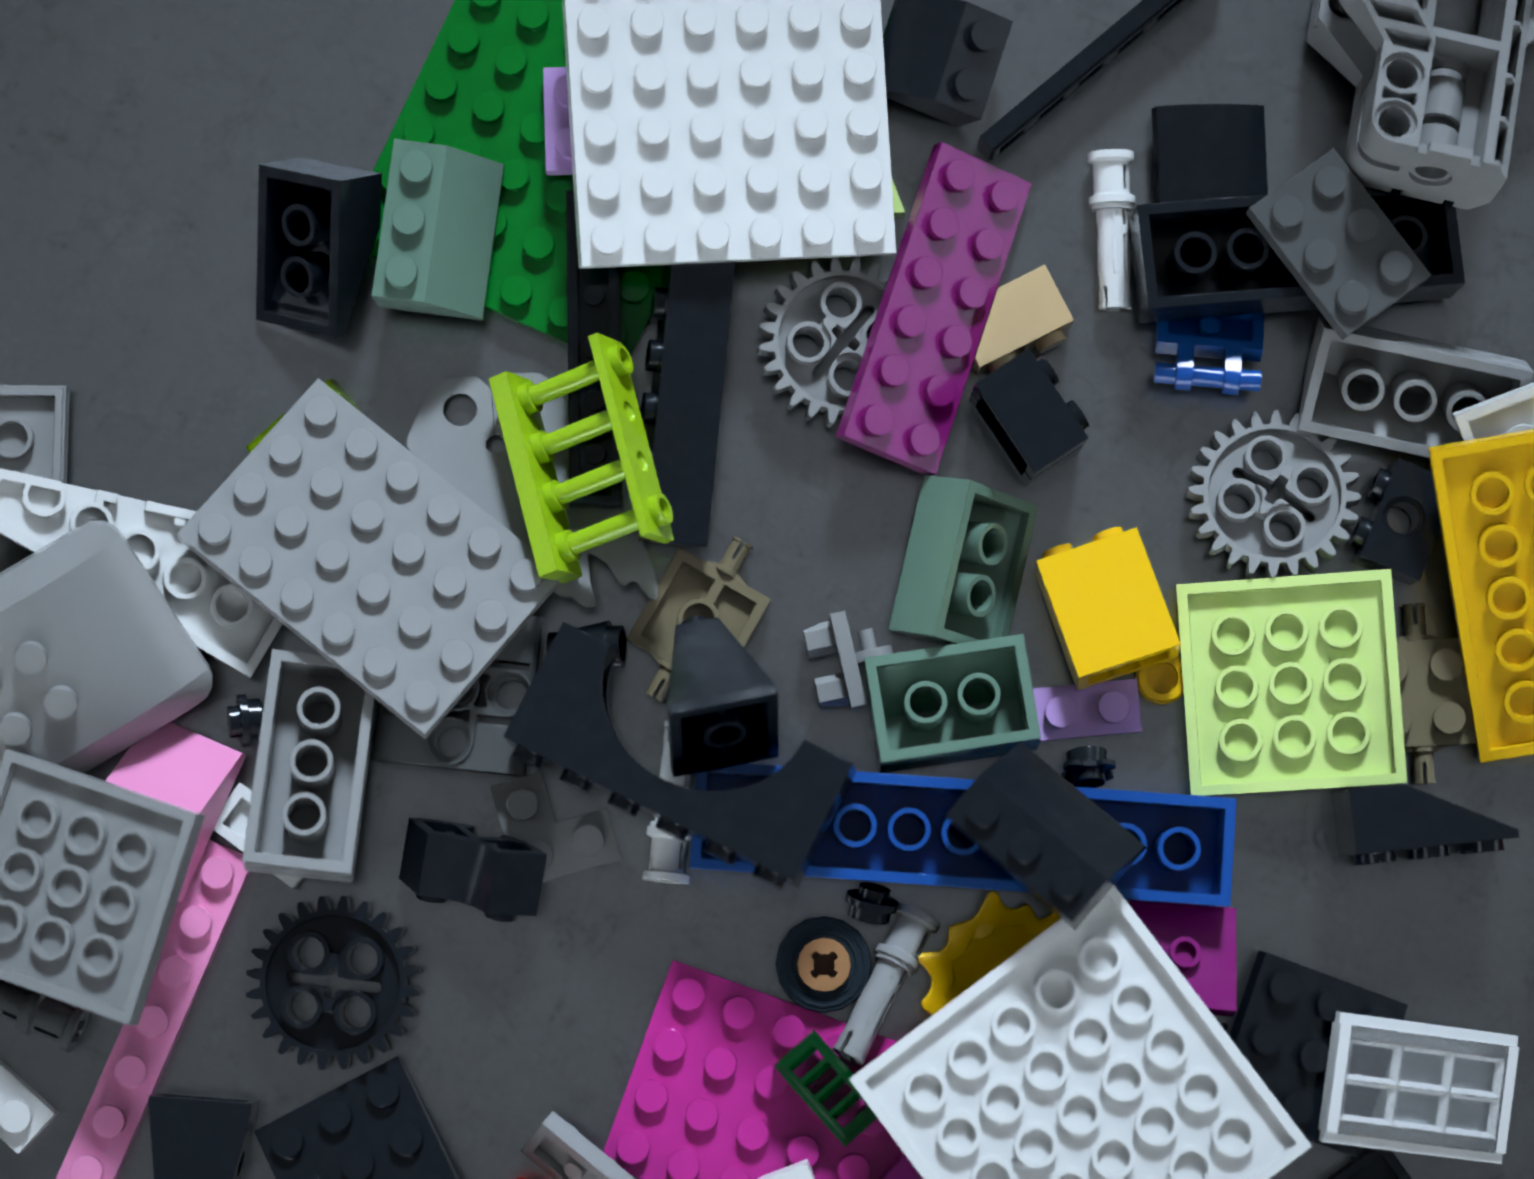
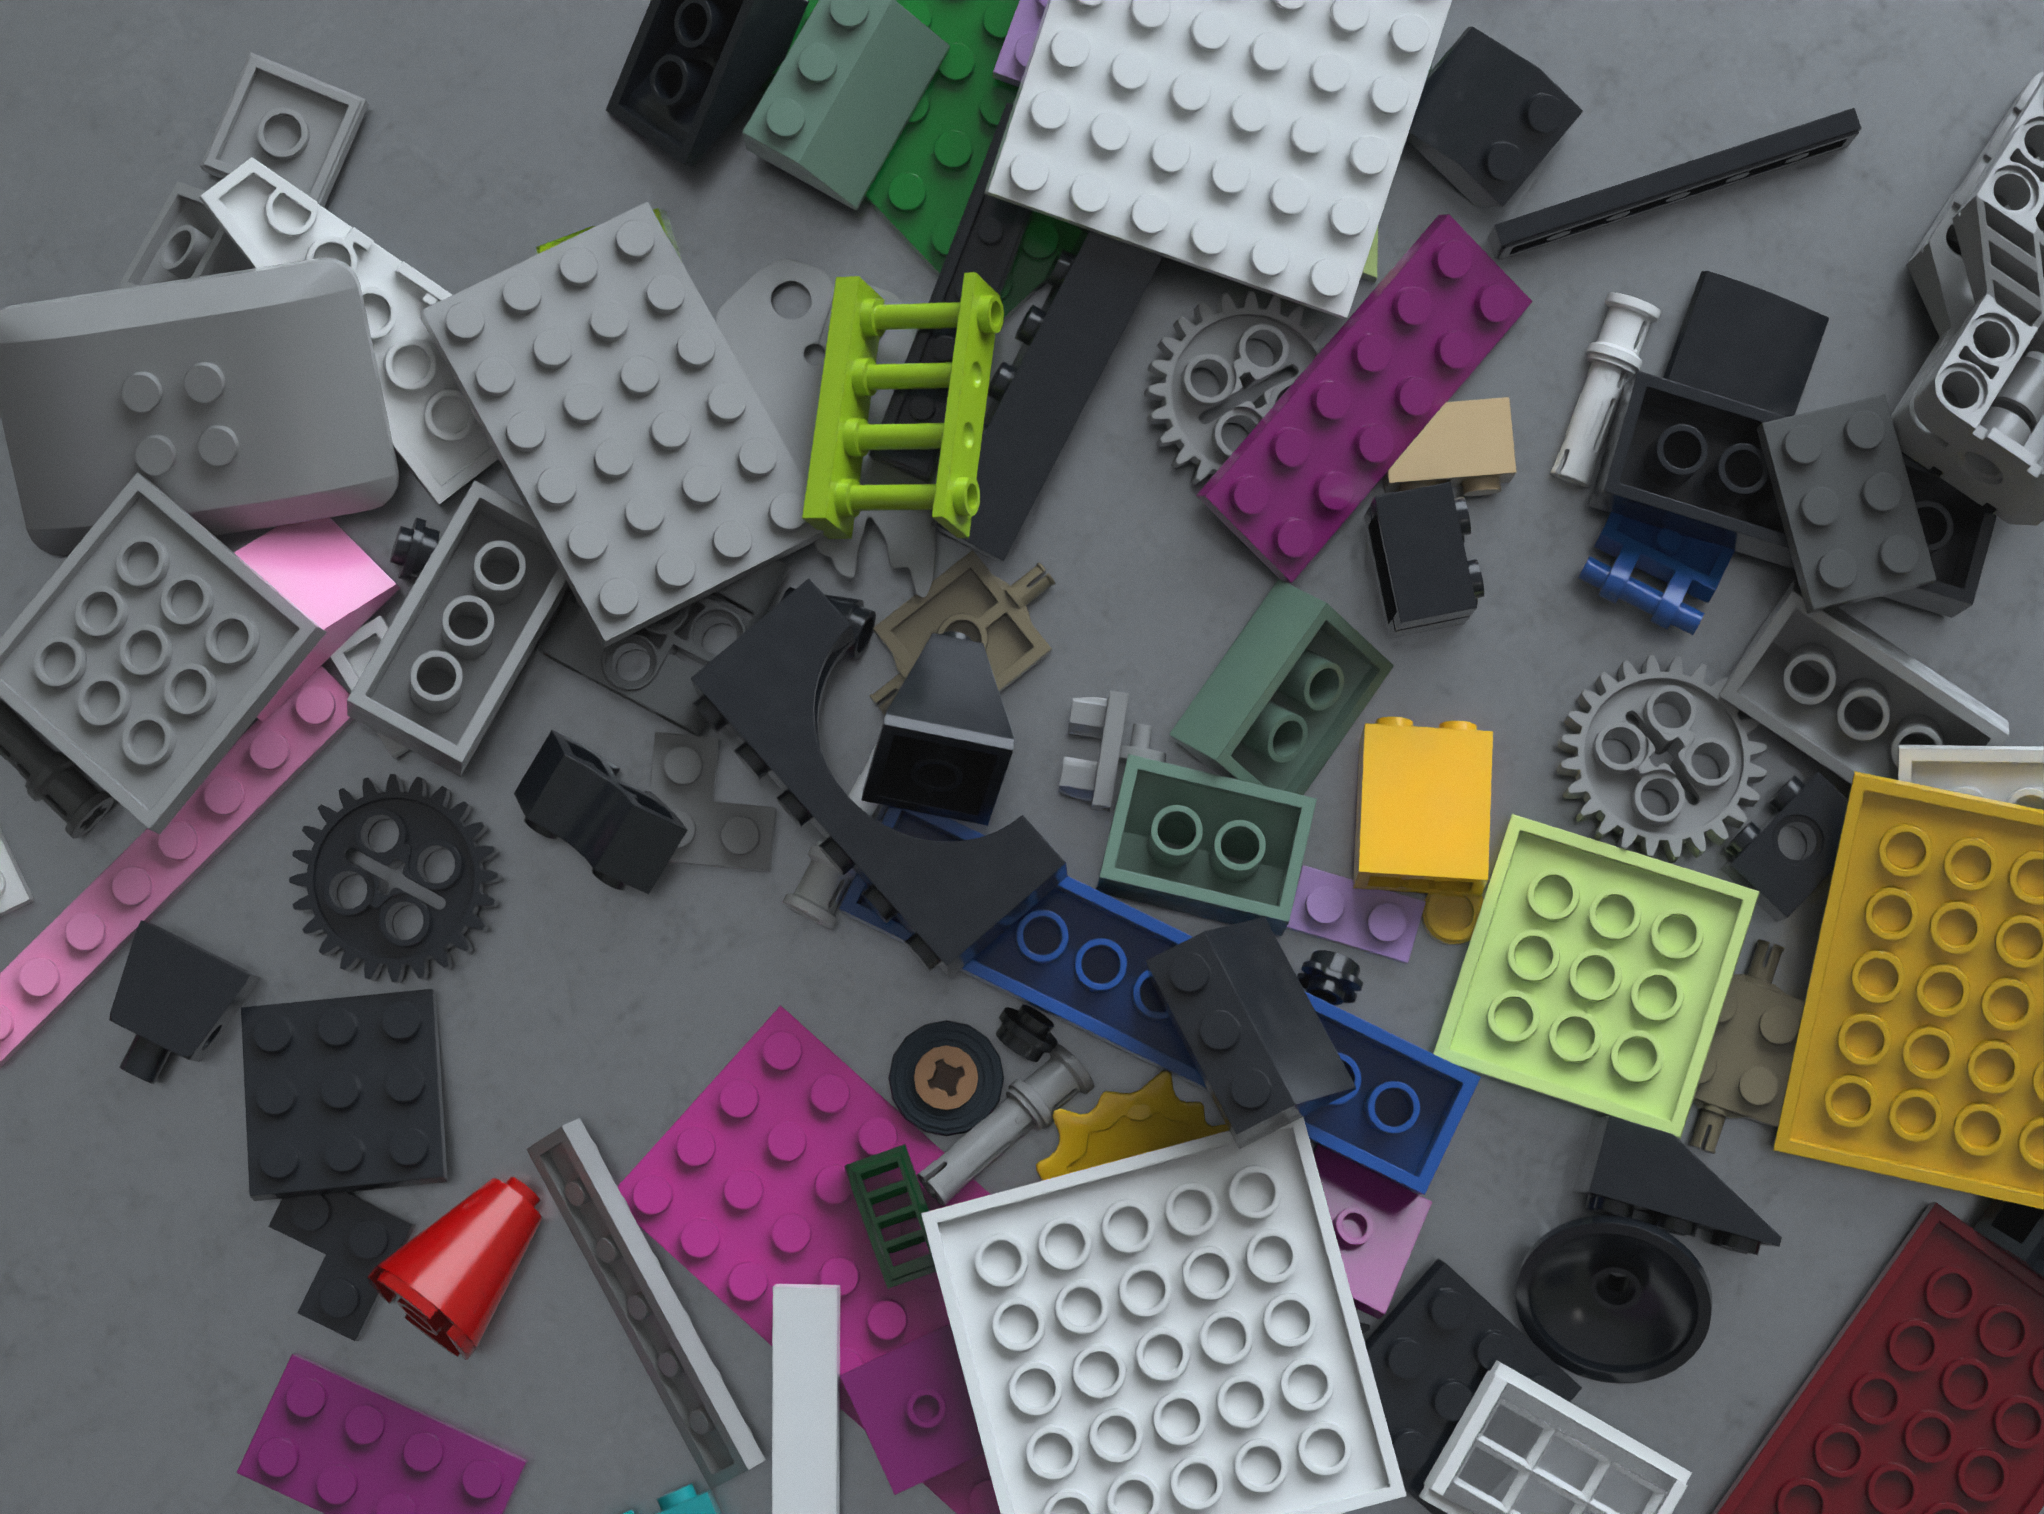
camera: 20 degrees right, 0 degrees up
(1409, 946) = (1607, 1323): none -> black dish

